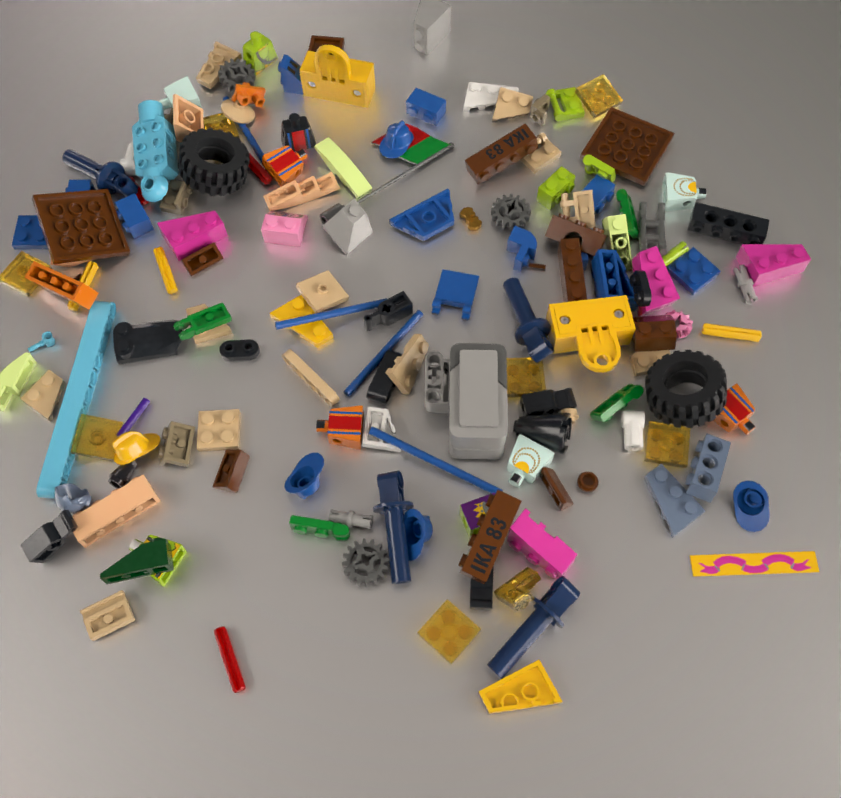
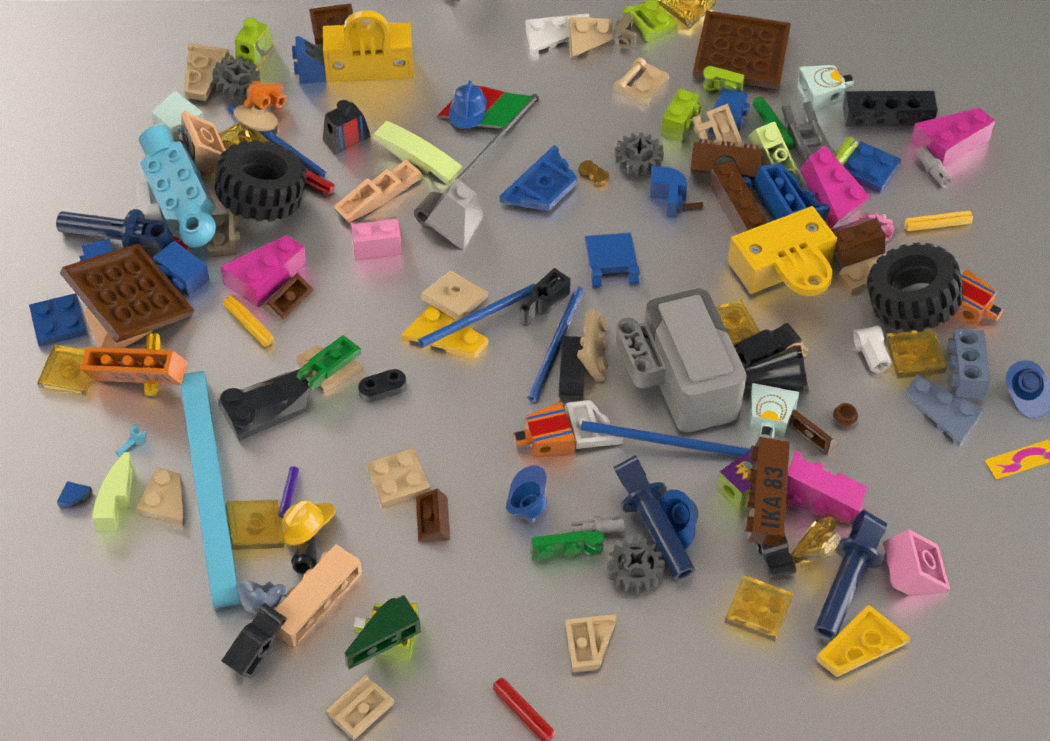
camera: 20 degrees left, 10 degrees down
(177, 444) = (355, 505): dark tan bracket -> none
(284, 164) = (344, 165): torso -> none
(302, 616) = (588, 640): none -> tan wing
(310, 378) = (483, 391): tan beam -> none
(425, 106) = (487, 59): blue brick -> none
(501, 154) = (602, 91): reddish brown brick -> none
(532, 330) = (720, 272): dark blue piece -> none
(593, 635) = (915, 564): none -> bright pink slope
(616, 402) = (843, 325): green hinge -> none
(641, 288) = (825, 195): black plate -> none

